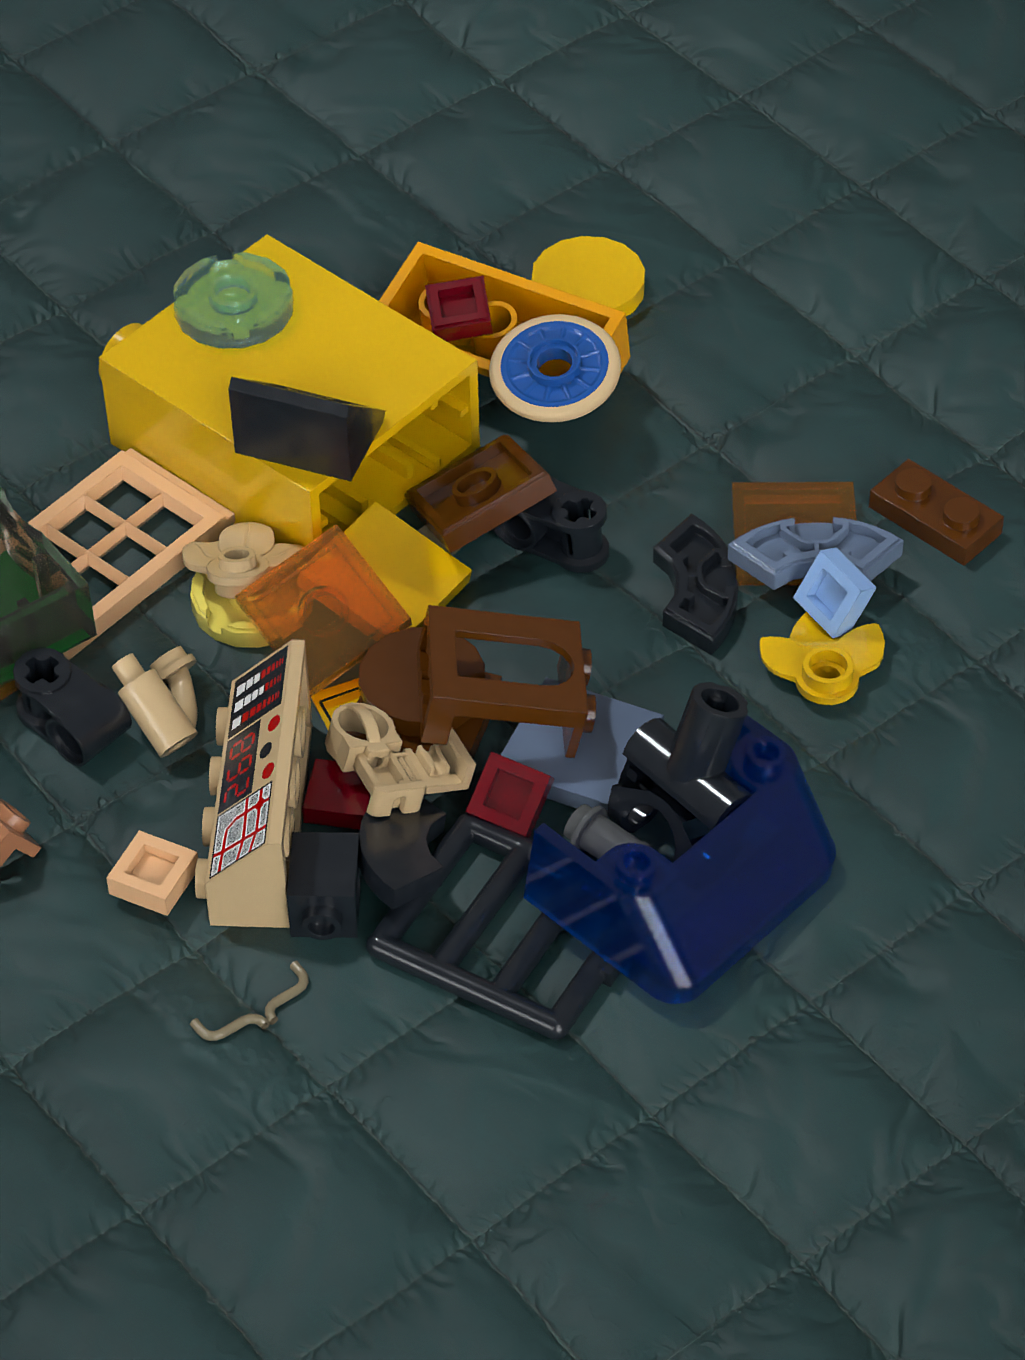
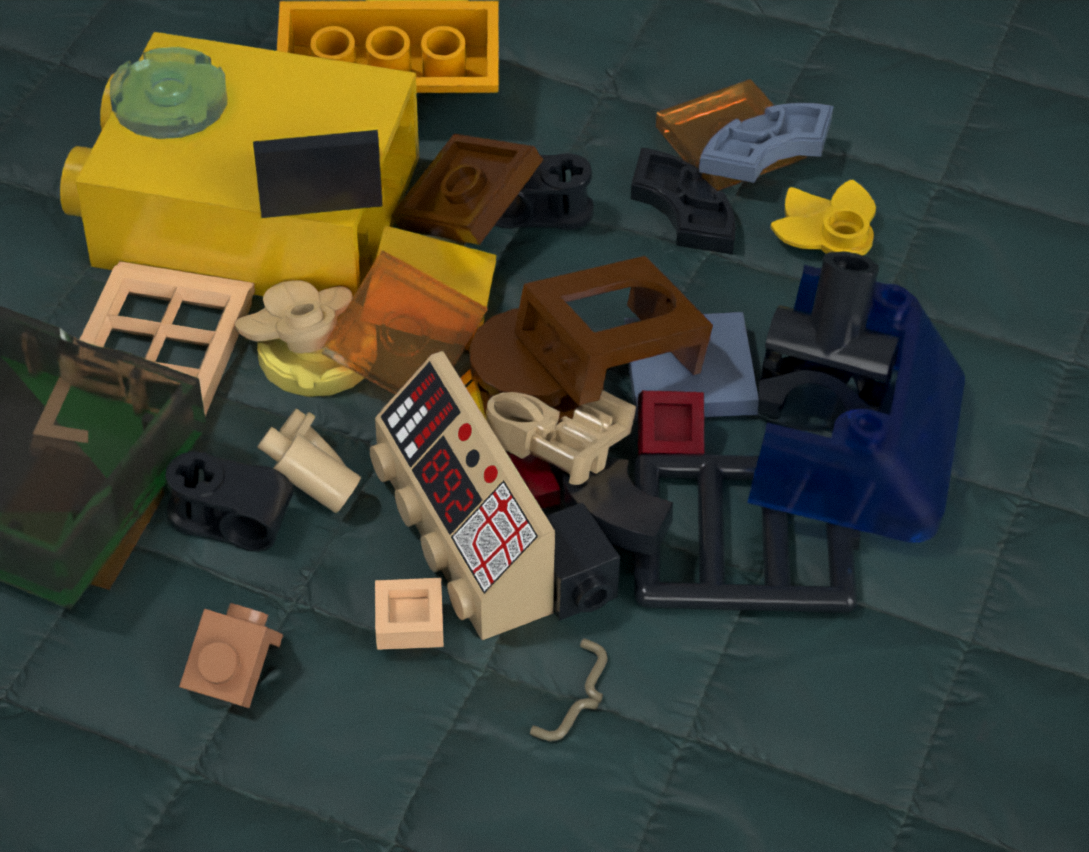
camera: 30 degrees left, 0 degrees up
(459, 309) = (356, 40): dark red tile -> none
(560, 398) = (454, 87): blue wheel -> none
(594, 832) = (753, 422): dark grey pin -> none
(834, 592) = (810, 165): light blue plate -> none
(936, 512) = (825, 80): reddish brown plate -> none

